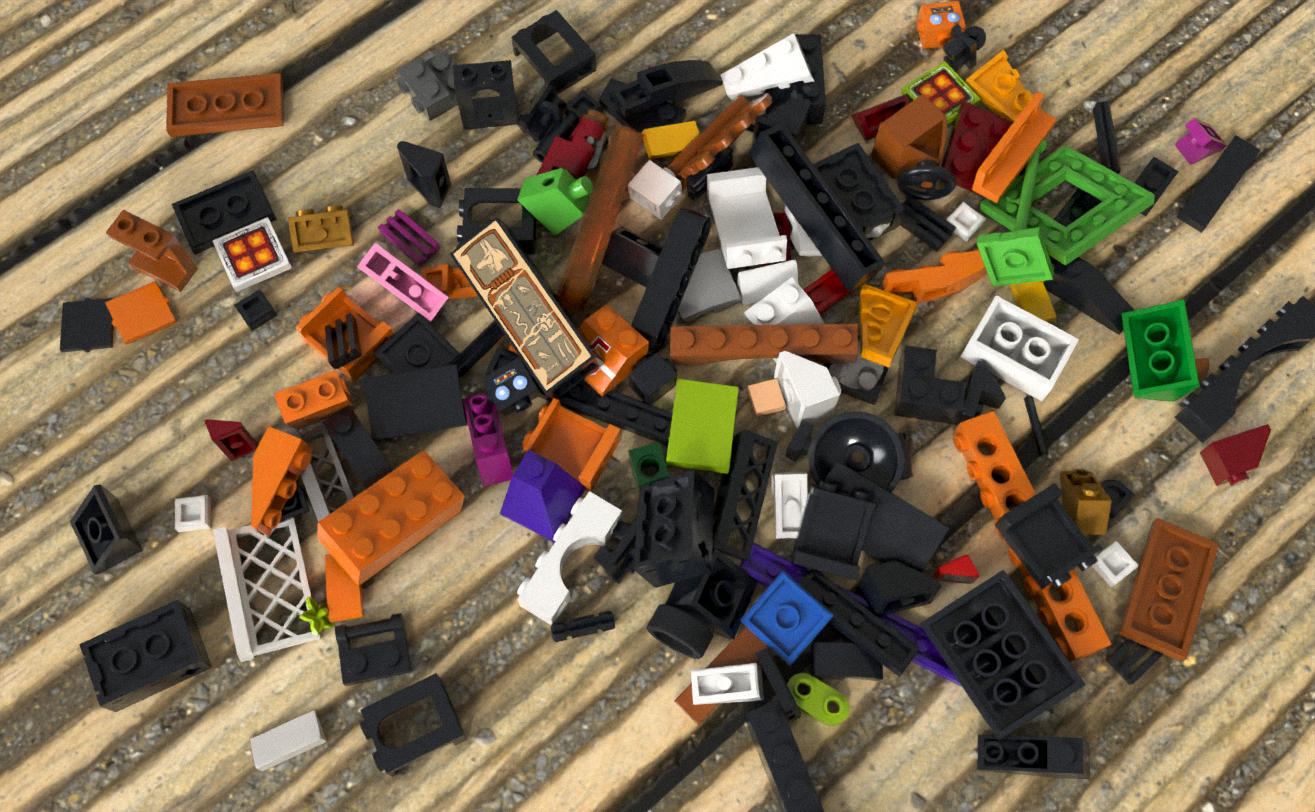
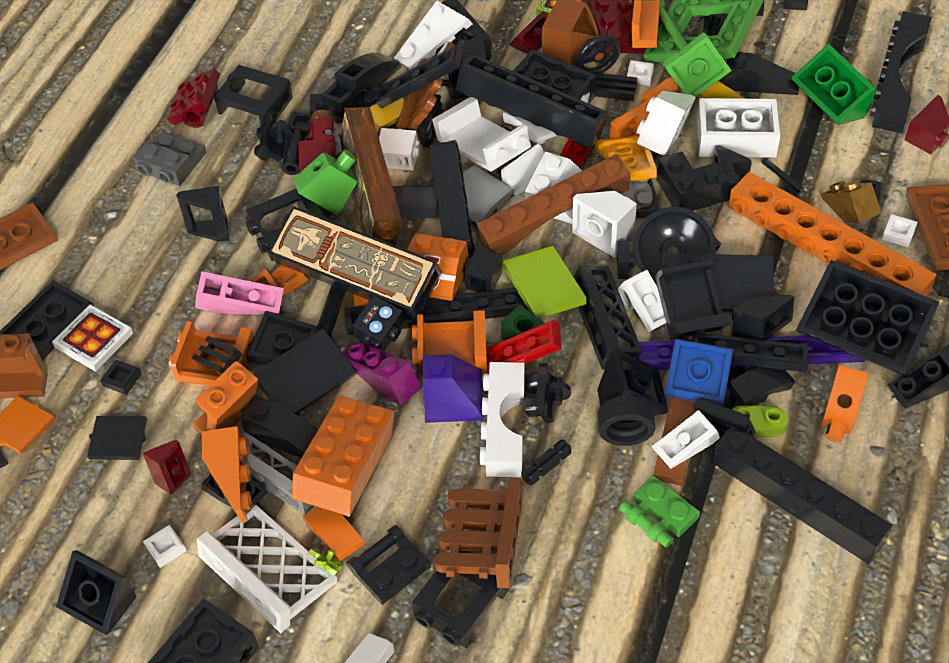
camera: 25 degrees left, 15 degrees down
(217, 374) = (117, 438): none -> black piece
(321, 230) = (142, 293): pearl gold bracket -> none
(416, 229) = (219, 264): magenta tile -> none
(464, 690) = (485, 541): none -> dark orange fence
(489, 110) = (230, 156): black panel -> none
(494, 28) = (194, 99): none -> dark red plate
(631, 495) = (527, 345): none -> red tile
(665, 739) = (665, 506): none -> bright green plate
(674, 529) = (585, 355): black piece -> none
(715, 123) = (419, 76): none -> black tile
(766, 397) = (577, 246): light nougat tile -> none
(920, 727) = (844, 402): none -> orange torso
(939, 305) = (664, 121): none -> white slope
(958, 570) = (799, 284): red slope -> none
(1047, 539) = (845, 228): black panel -> none

